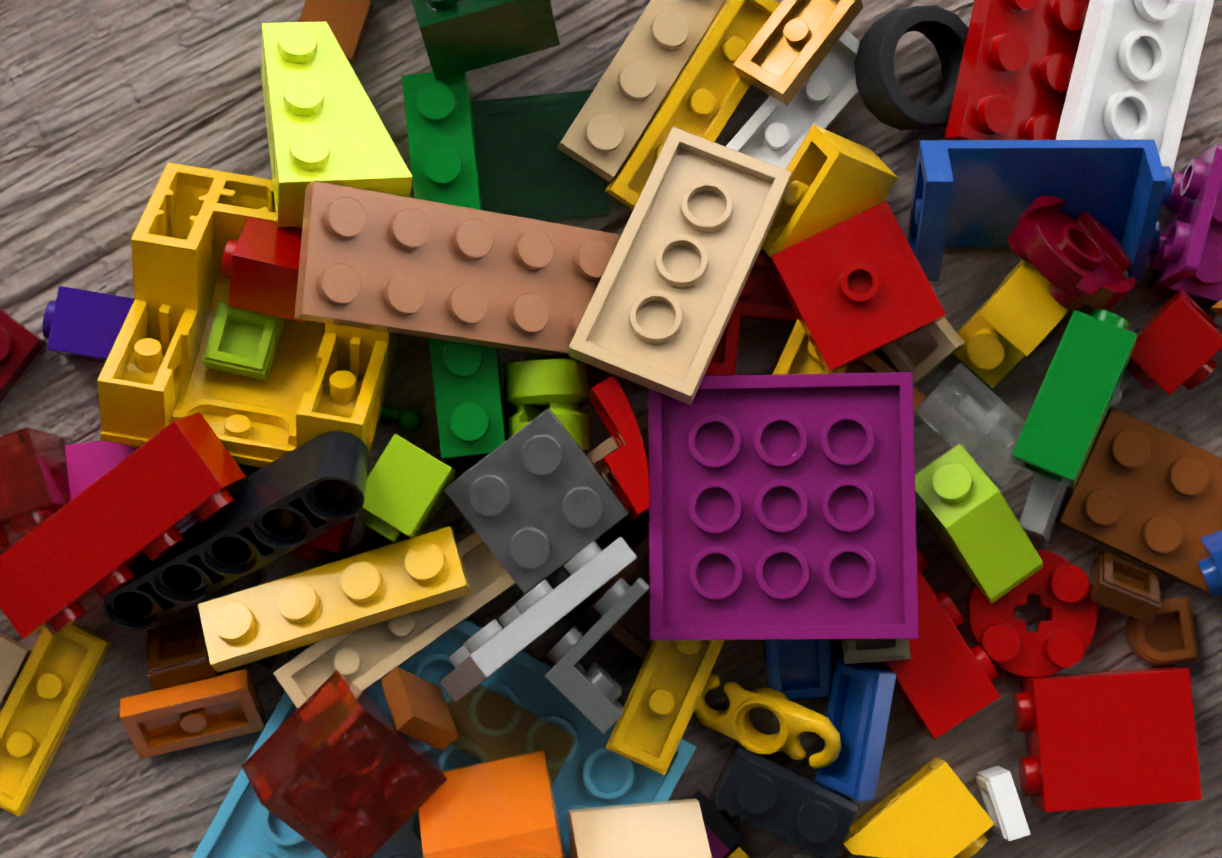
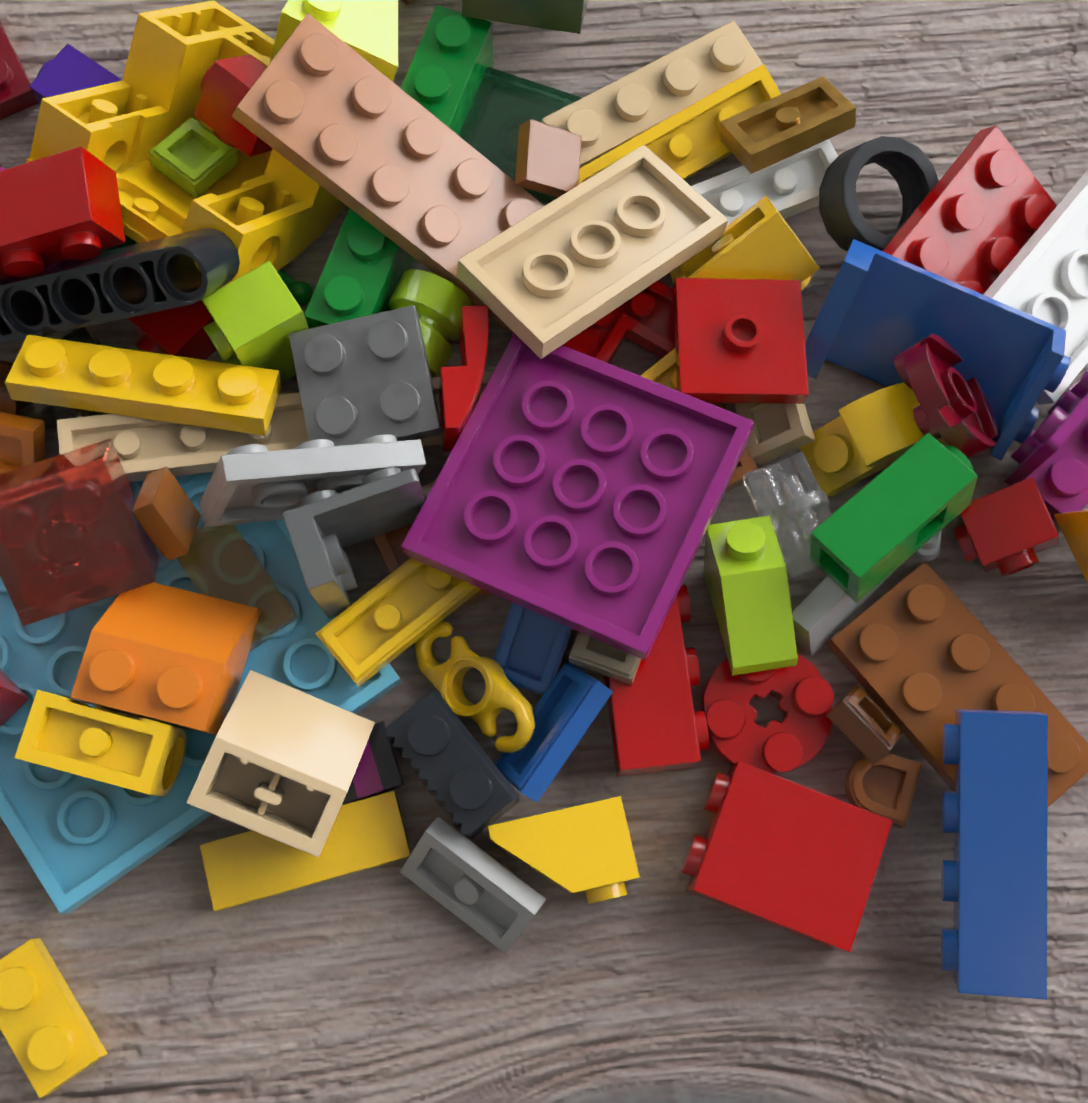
camera: 25 degrees right, 10 degrees down
(591, 189) = (547, 158): none -> tile
(1002, 803) = (657, 868): white tile -> none

